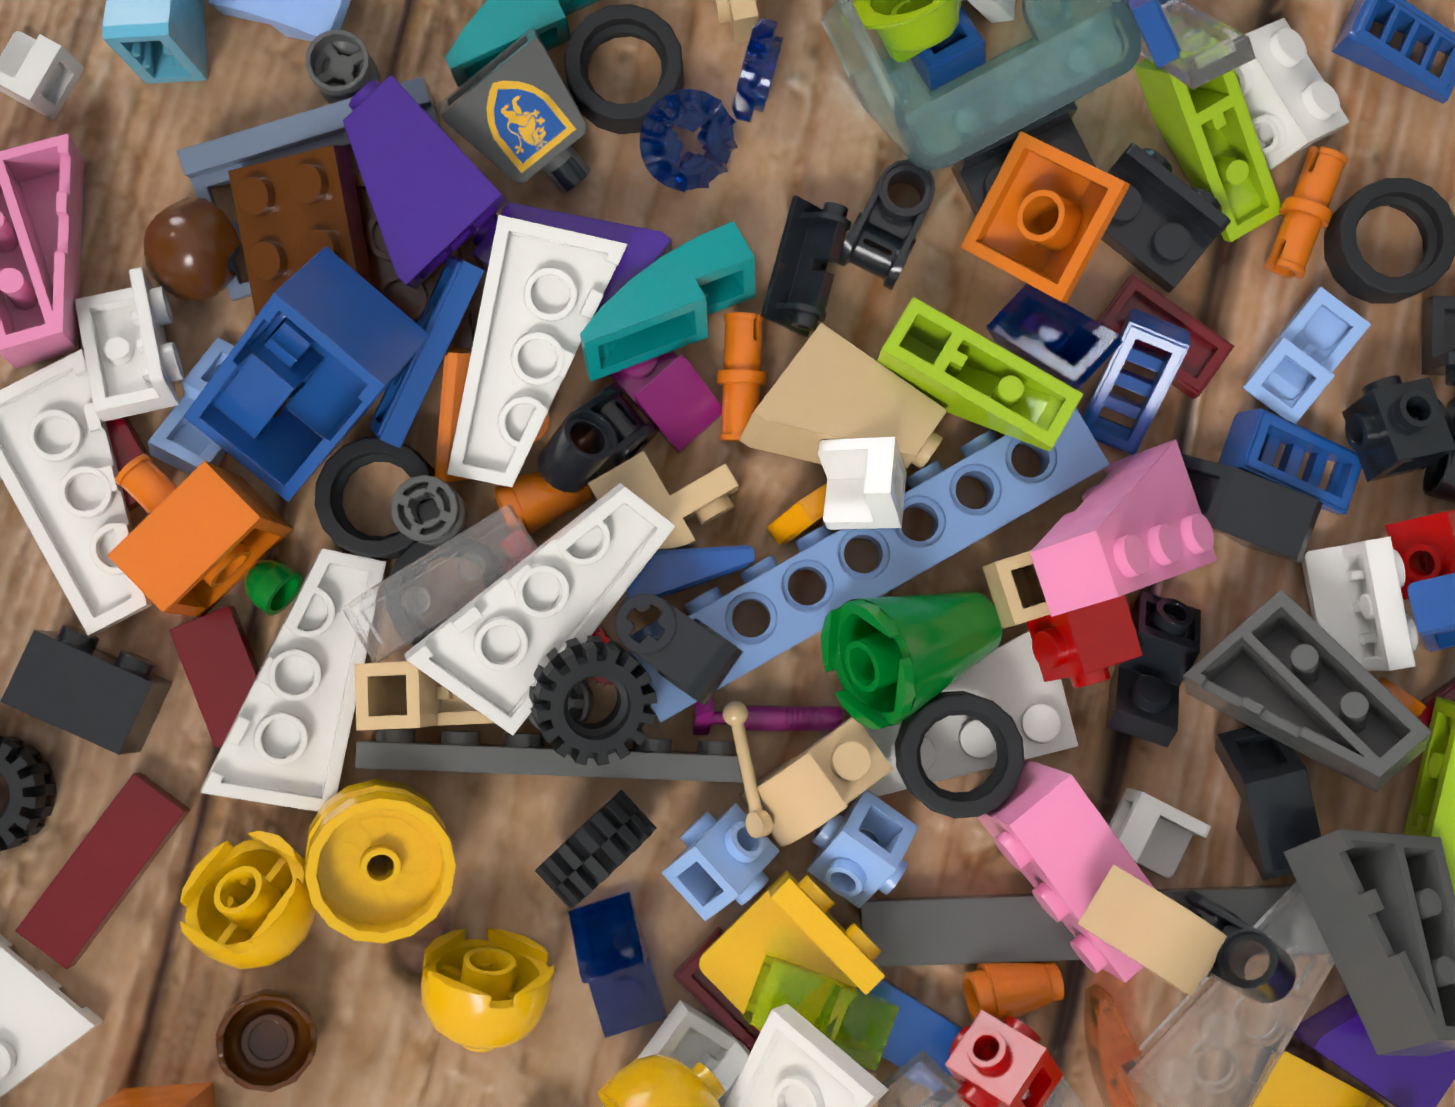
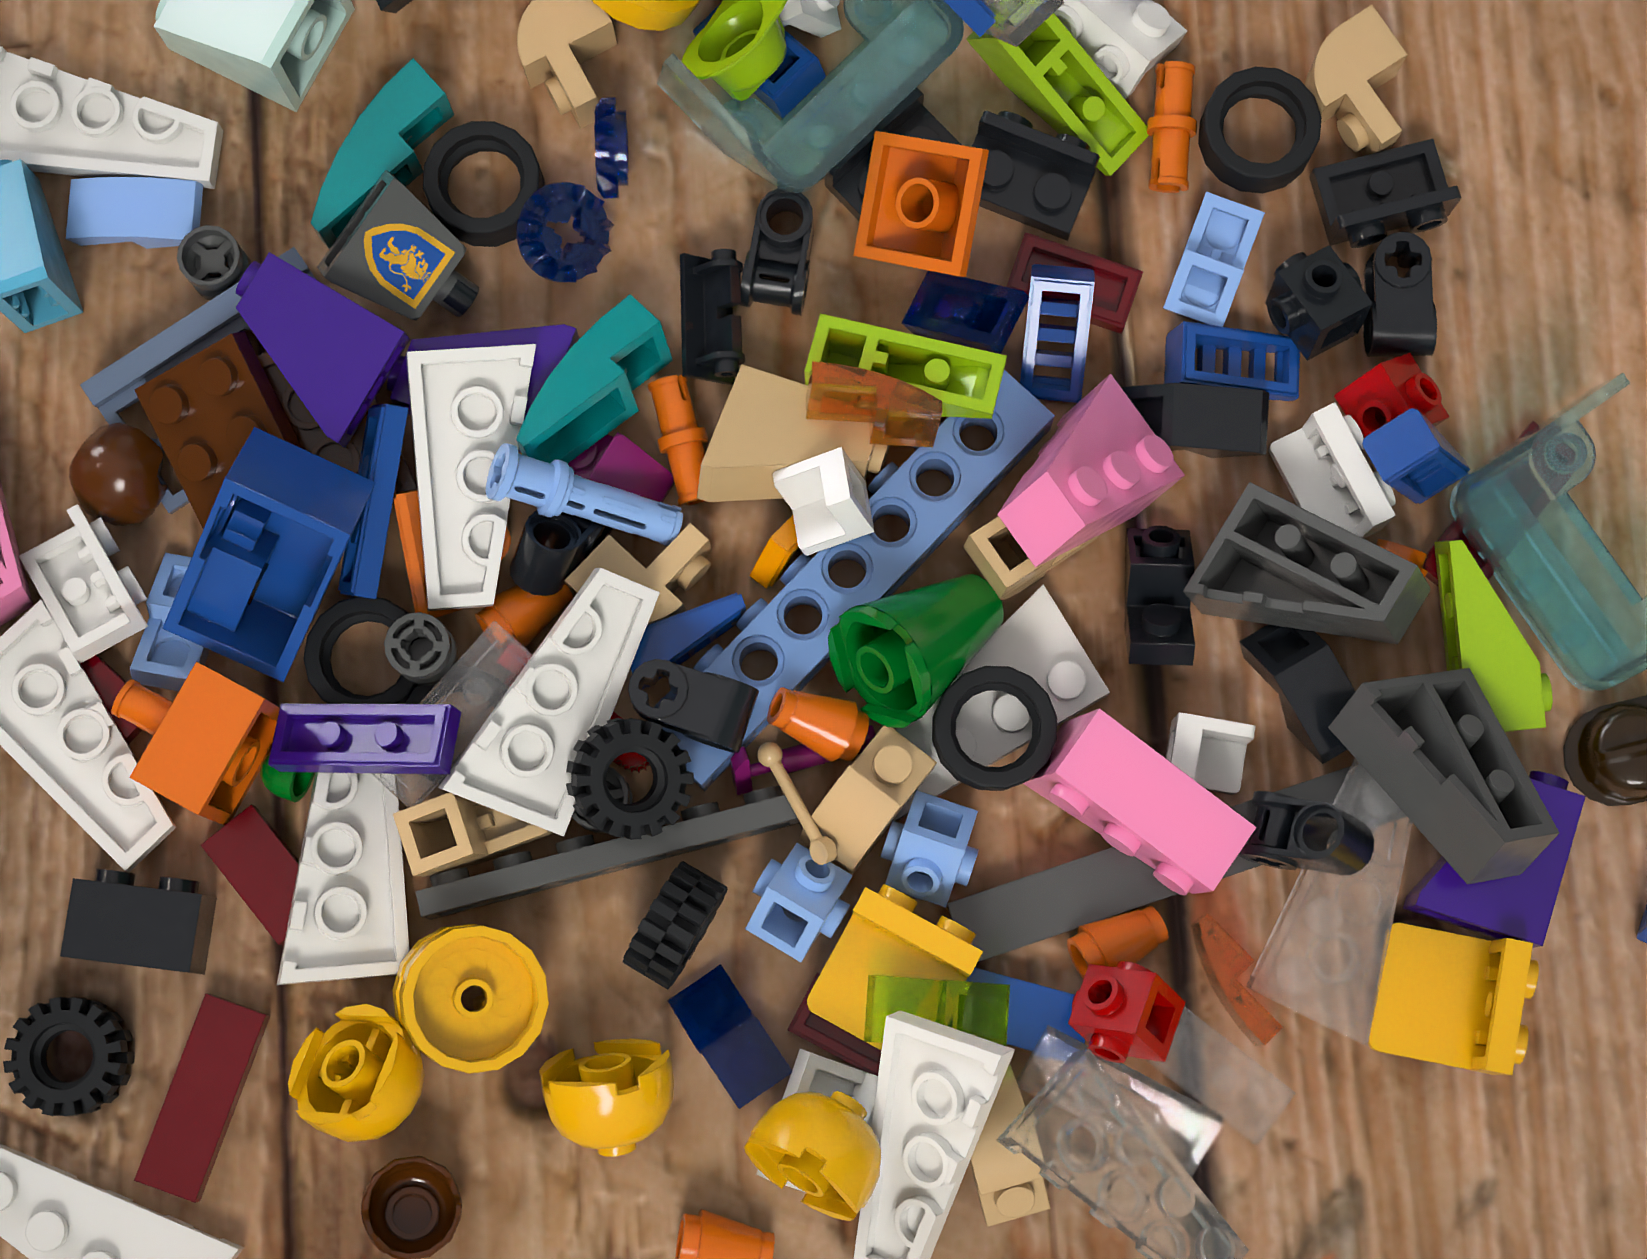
camera: 10 degrees left, 5 degrees down
(350, 582) = (365, 738): none -> dark purple tile
(605, 395) = (557, 490): none -> light blue pin
(794, 698) = (819, 722): none -> orange cone
(955, 411) = (894, 409): none -> clear orange slope
(1085, 642) = (1082, 588): red brick -> none
(1153, 930) = (1218, 827): tan brick -> none

